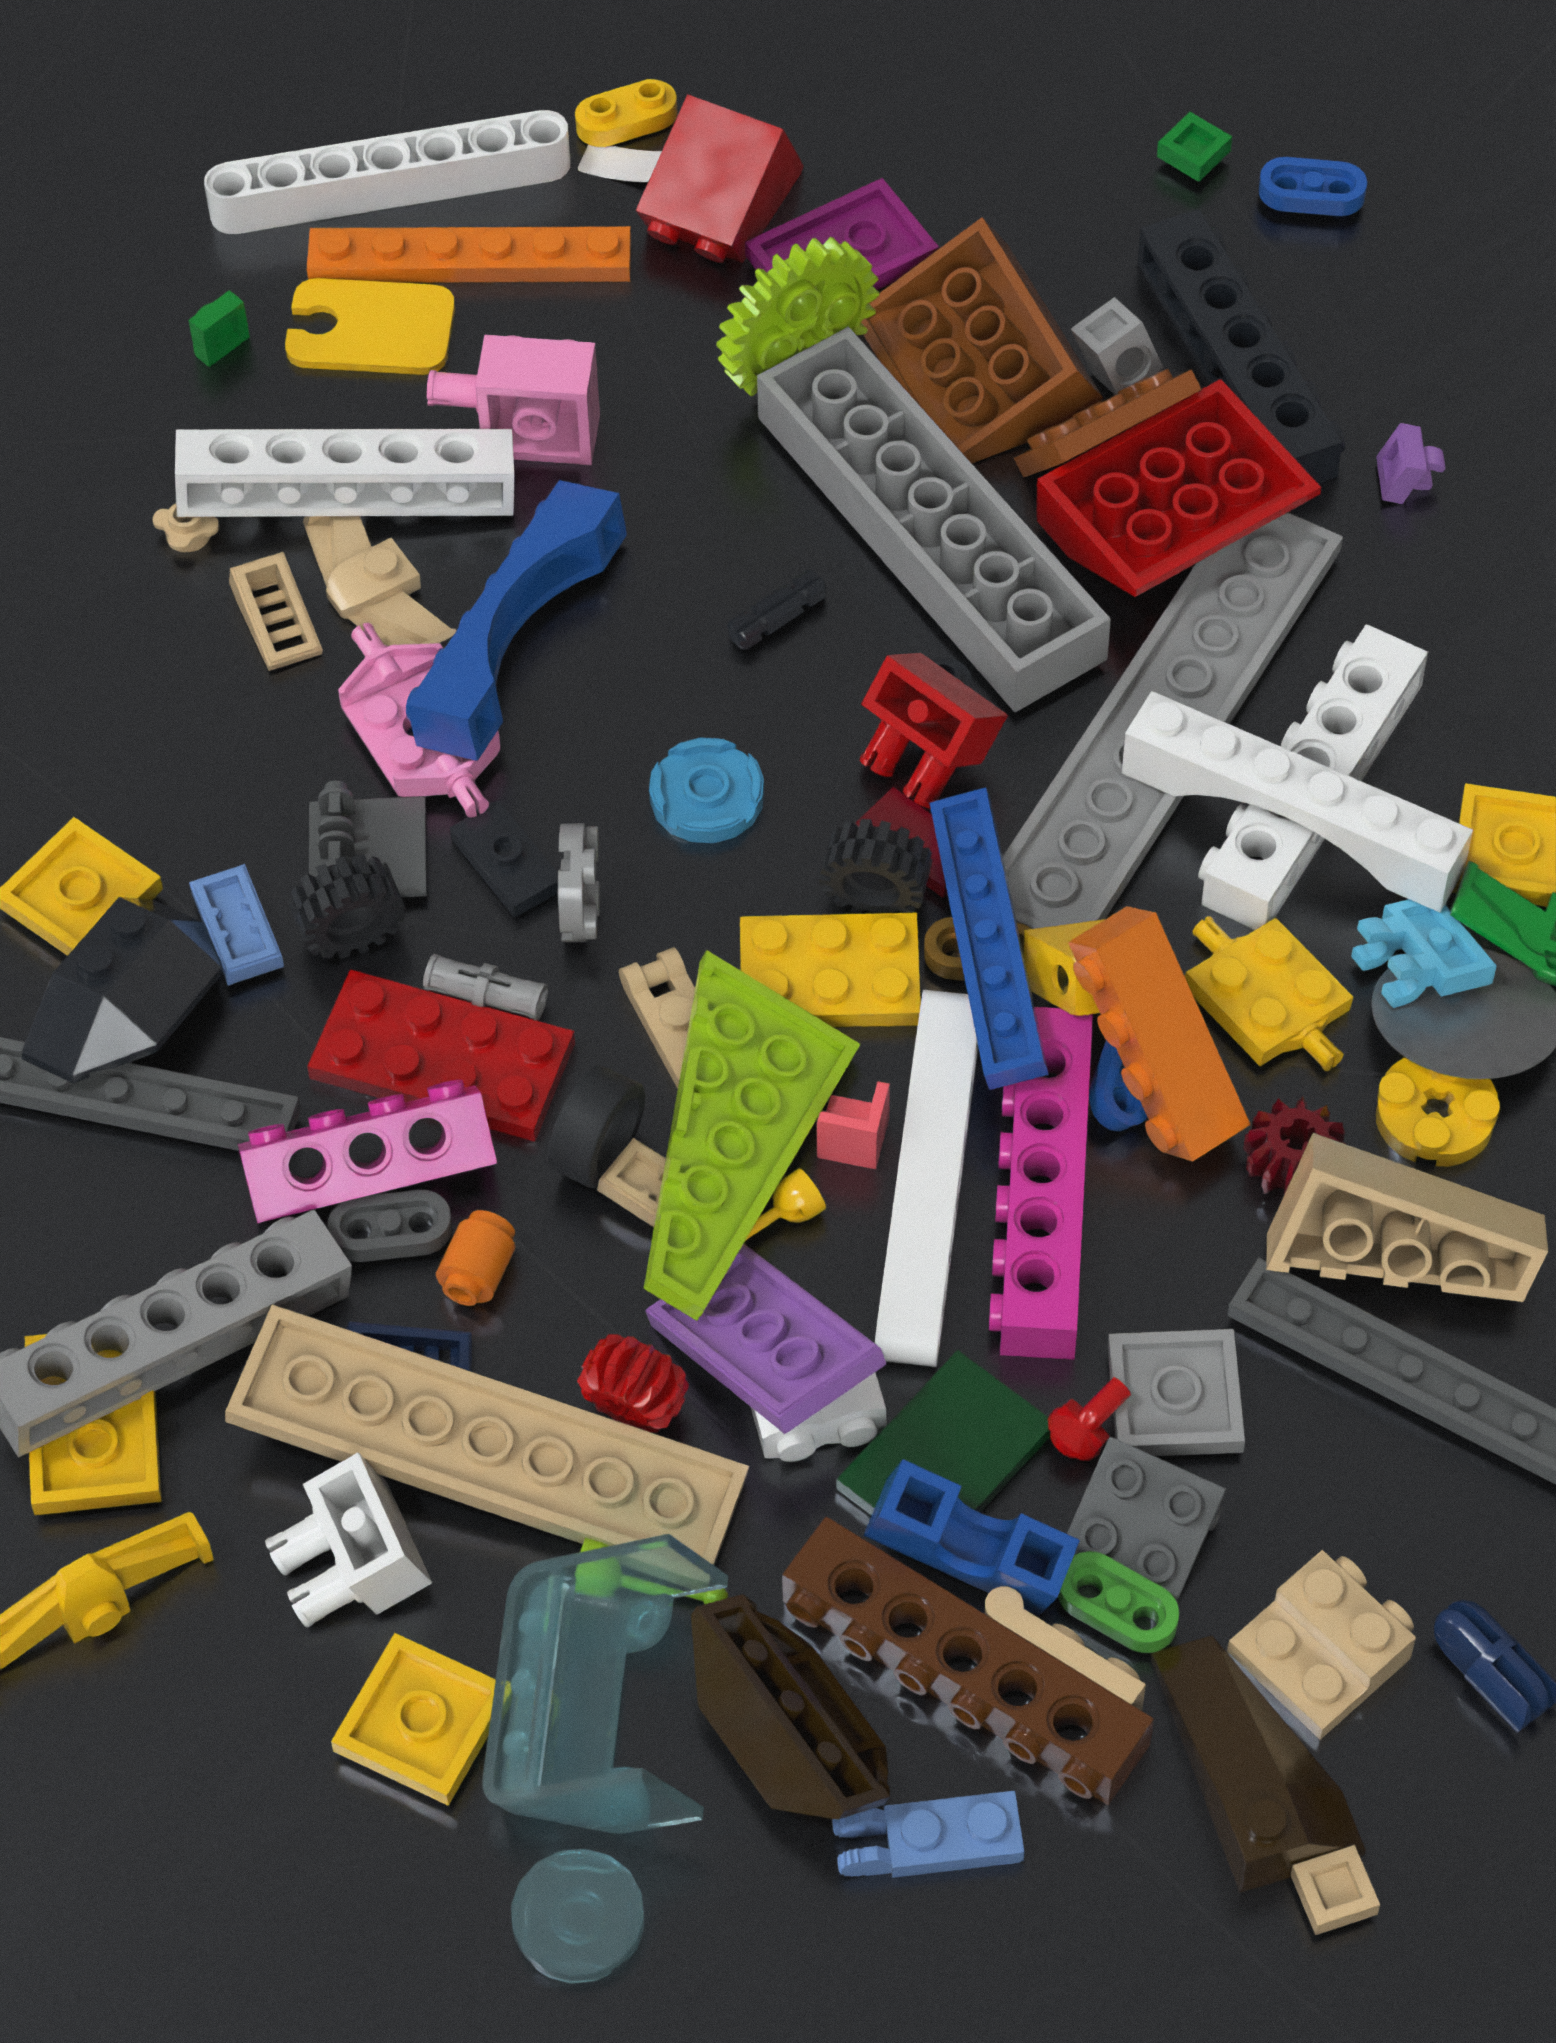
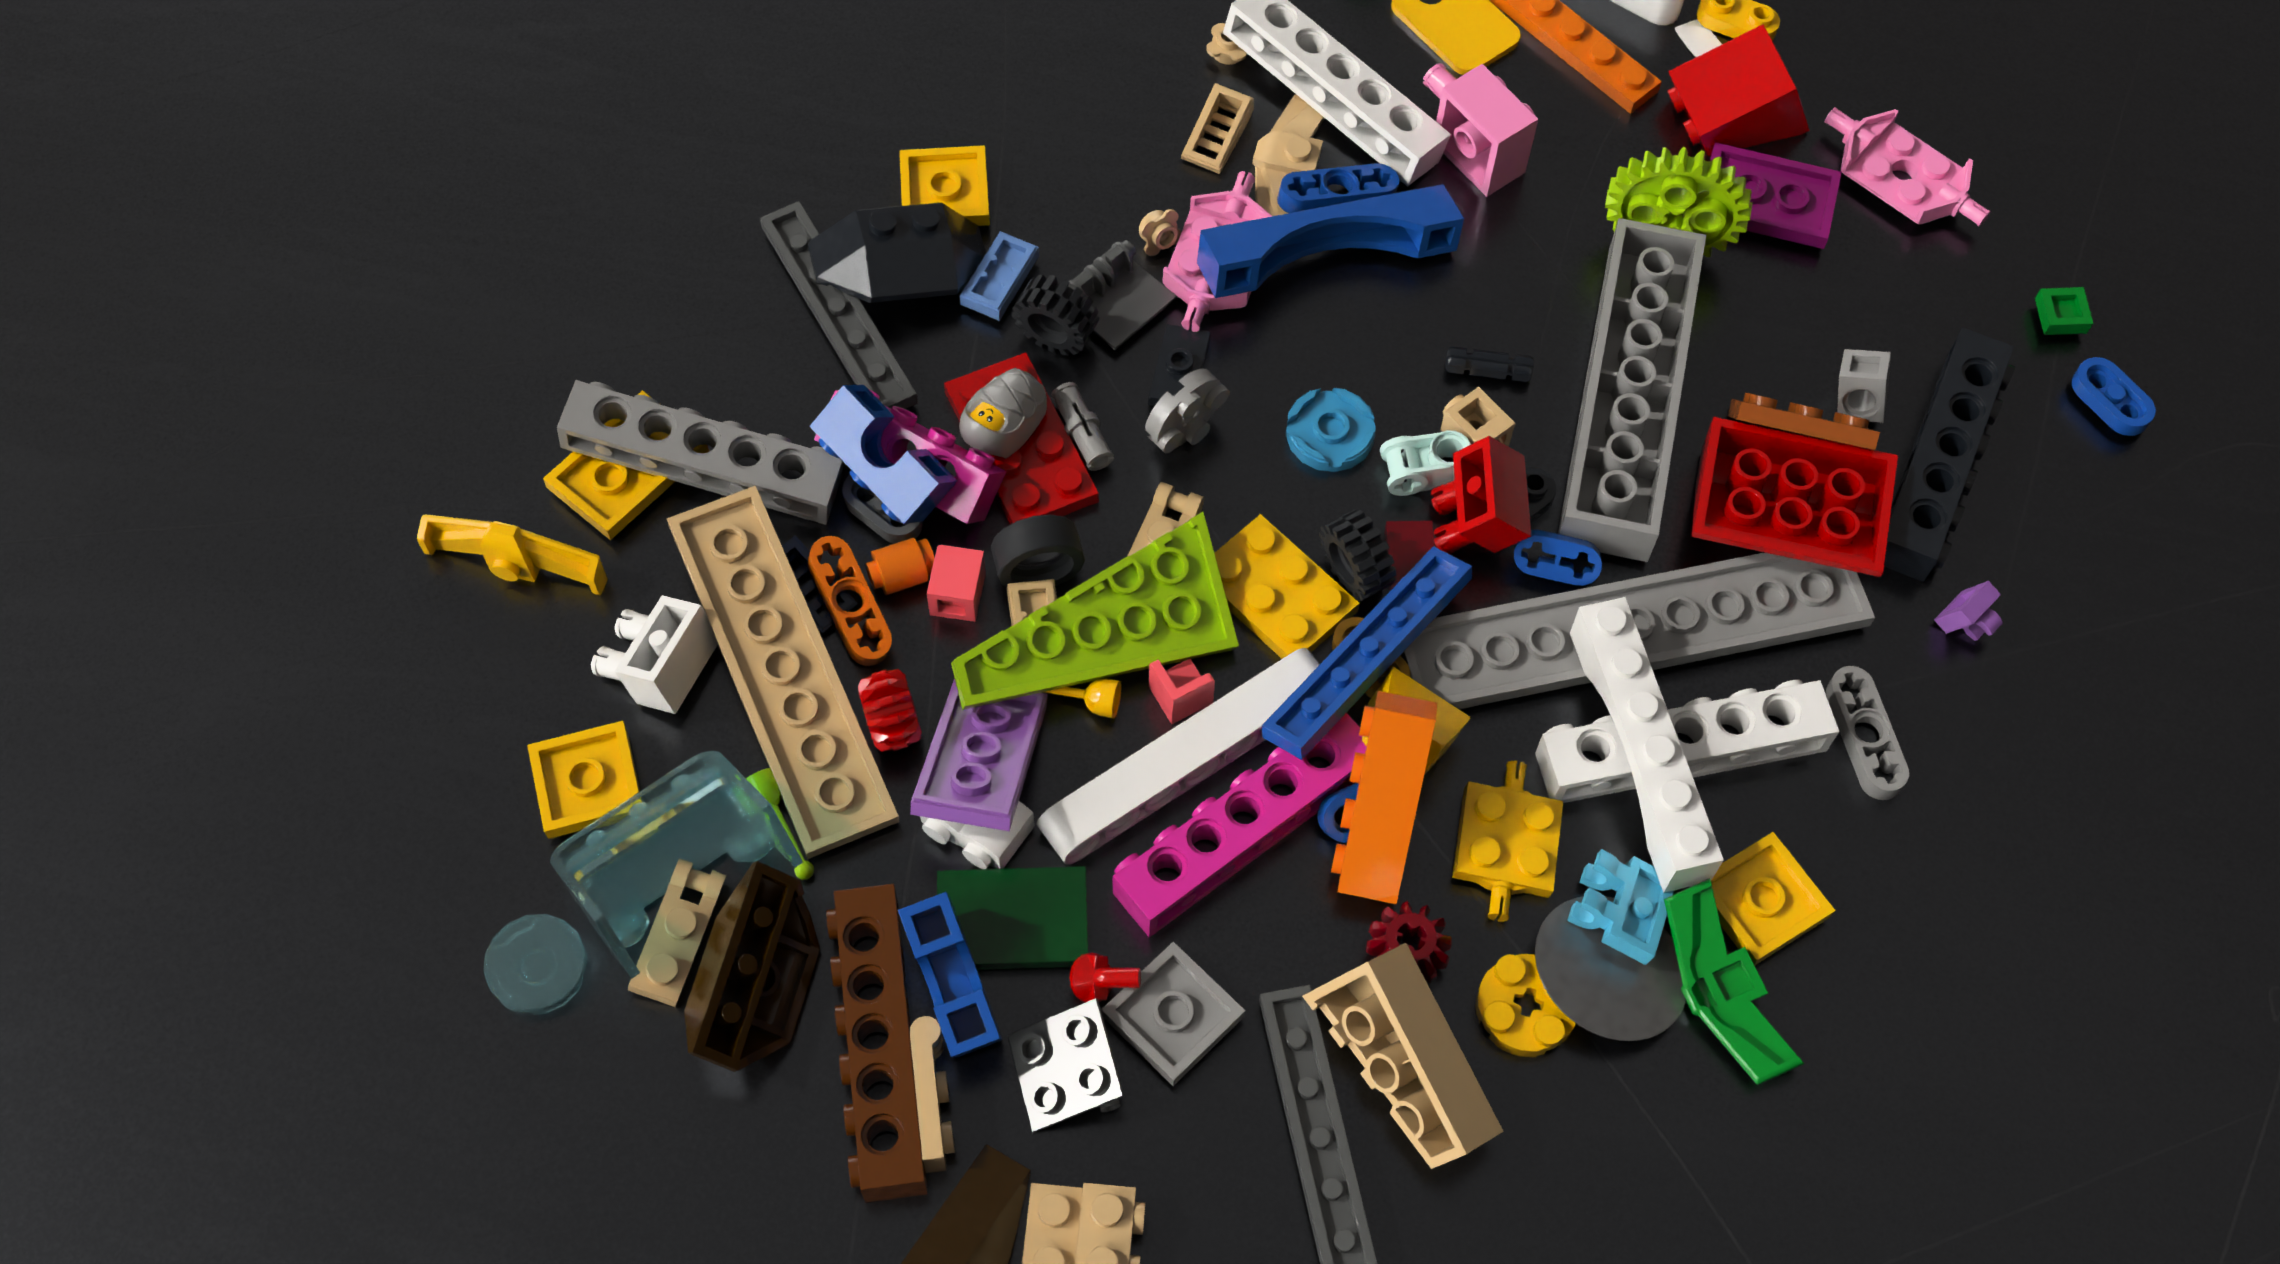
camera: 45 degrees right, 5 degrees up
(339, 750) = (1159, 230): none -> tan plate
(409, 1035) = (1004, 413): none -> light grey piece
(414, 1175) = (853, 430): none -> arch
(457, 591) = (1310, 188): none -> blue beam
(458, 1308) = (874, 626): none -> orange beam
(551, 1223) = (956, 583): none -> coral panel
(674, 1754) = (676, 934): none -> tan plate
(823, 747) = (1421, 461): none -> light aqua piece
(834, 669) = (1477, 418): none -> tan brick
(934, 1836) = (757, 1122): medium blue hinge -> none
(969, 123) = (1881, 146): none -> bright pink plate
(978, 346) = (1781, 317): dark orange slope -> none
(1041, 731) = (1554, 567): none -> blue beam
(1122, 1600) = (999, 1097): bright green plate -> none
(1447, 660) = (1862, 753): none -> light grey beam

